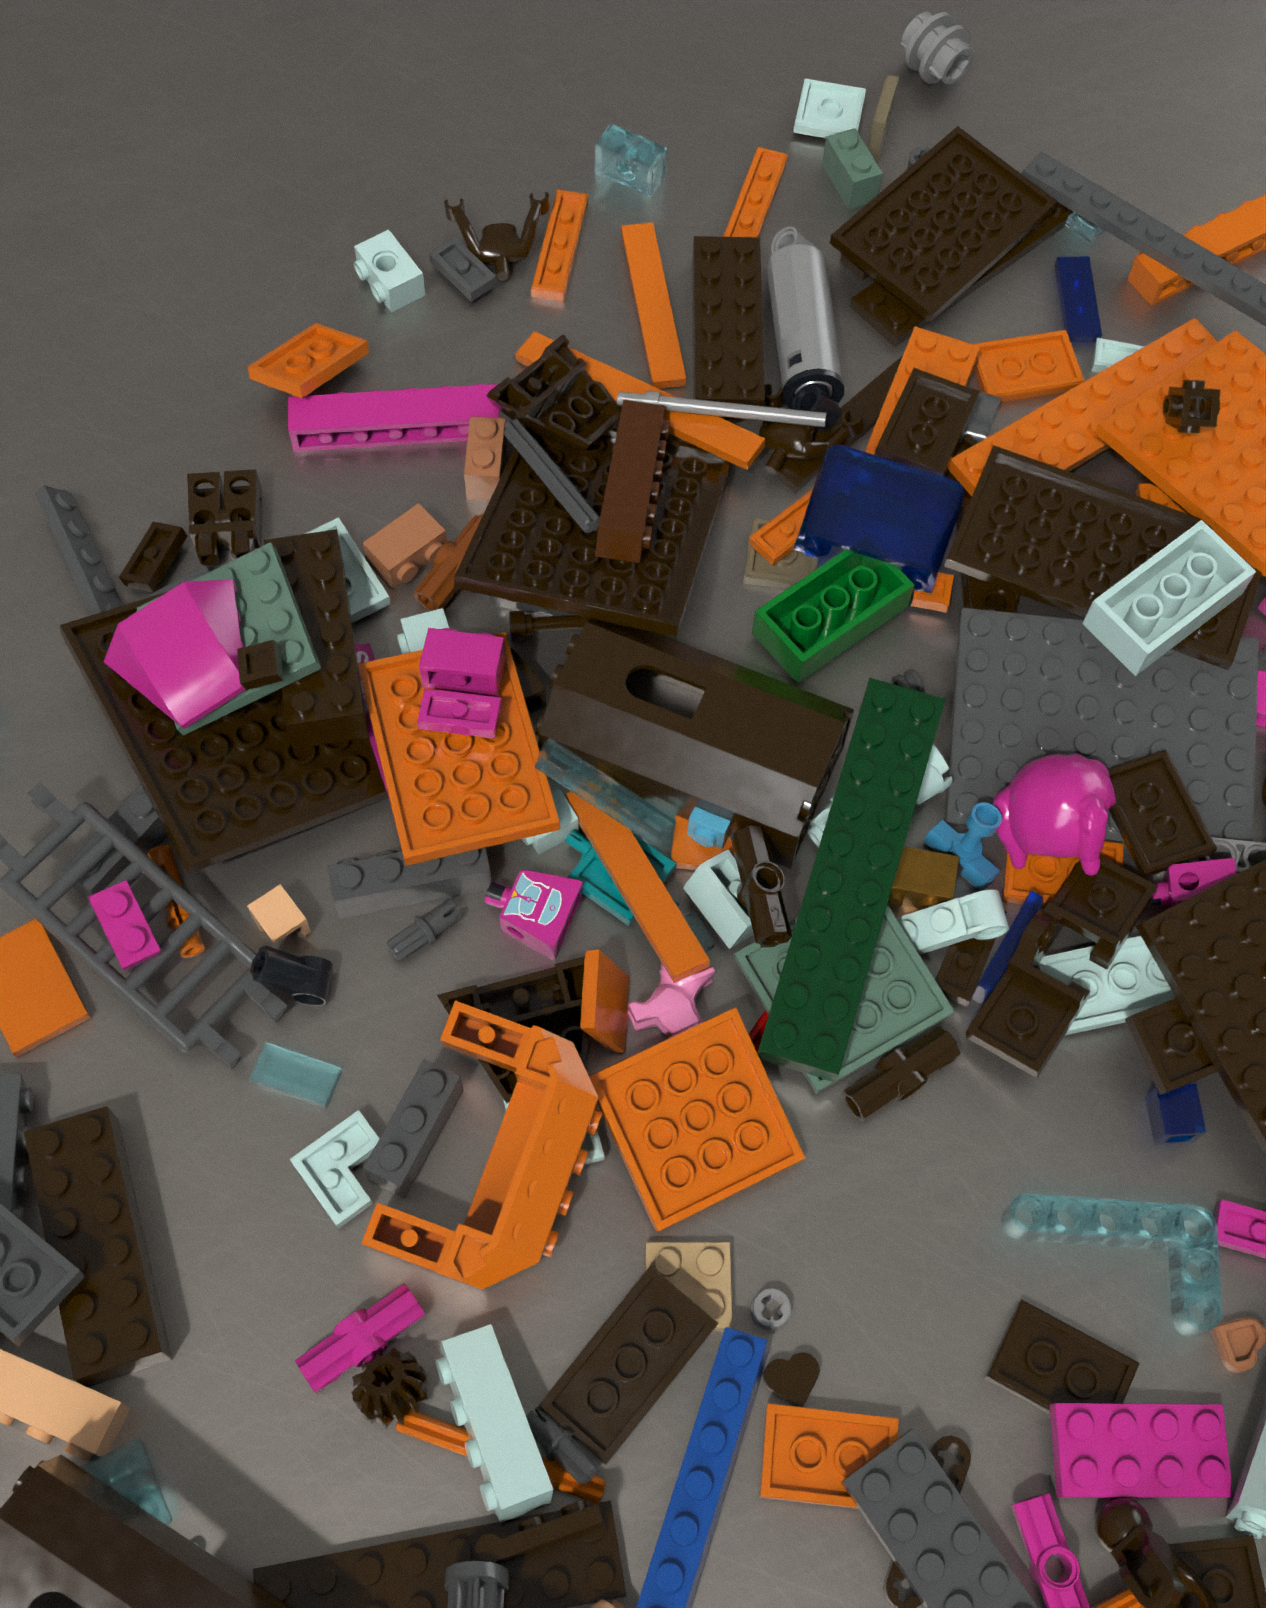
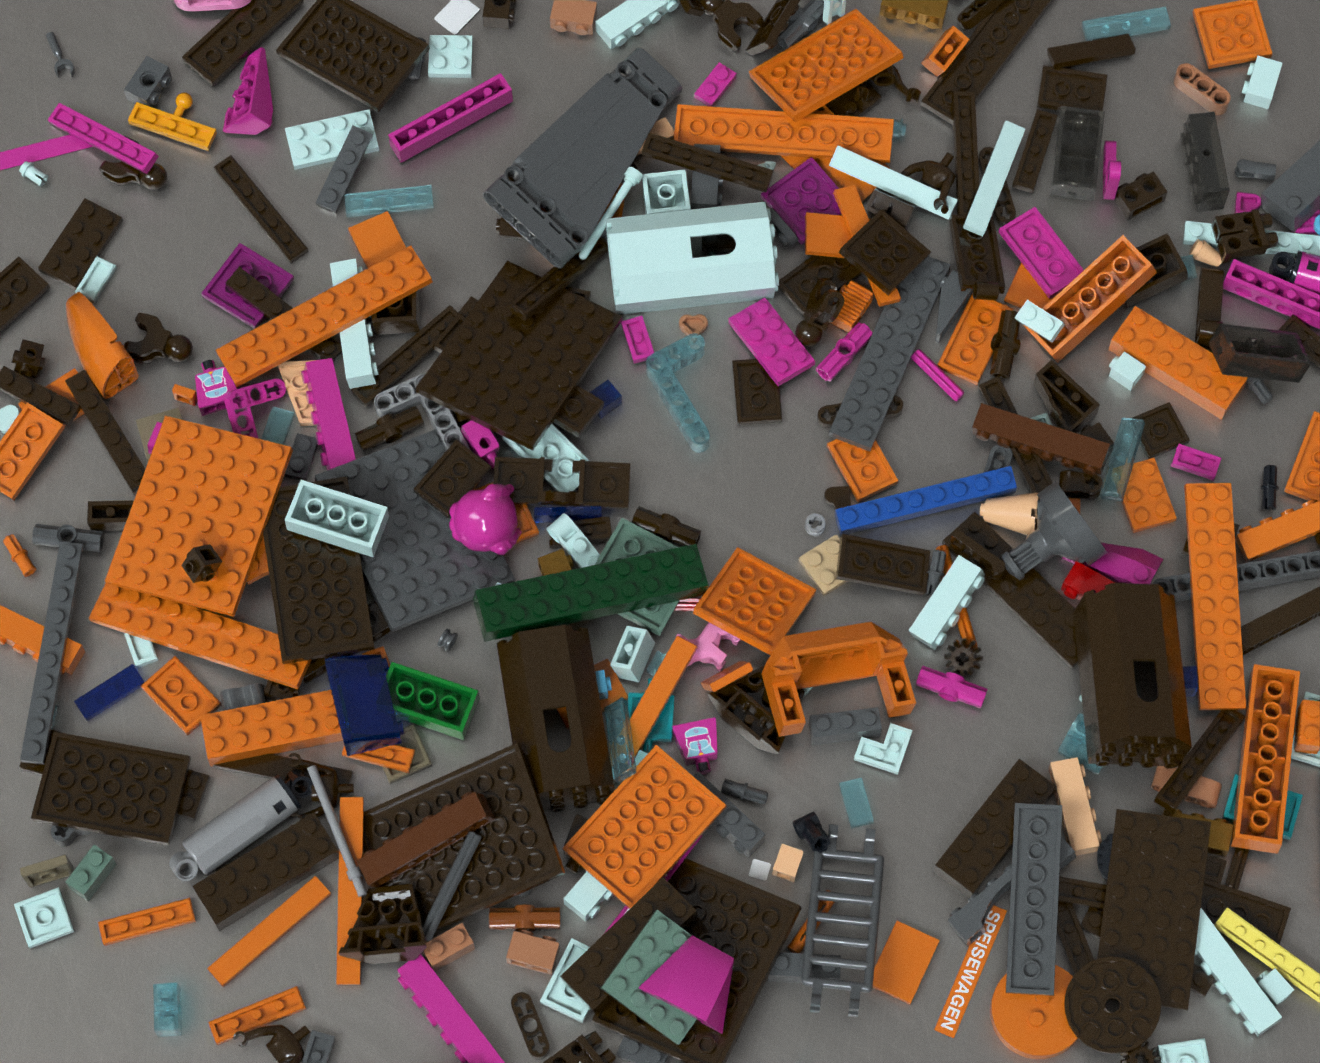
camera: 120 degrees left, 5 degrees up
(124, 925) = (848, 917): dark pink plate -> none
(260, 664) = (680, 931): dark brown plate -> none
(305, 886) = (759, 869): none -> white sticker
(308, 487) = (518, 1012): none -> dark brown beam
(459, 713) = (630, 830): dark pink plate -> none
(462, 661) = (599, 848): dark pink brick -> none
(761, 886) = (616, 640): dark brown piece -> none
(927, 422) = (283, 707): dark brown plate -> none
(982, 822) = (527, 555): dark azure bar -> none

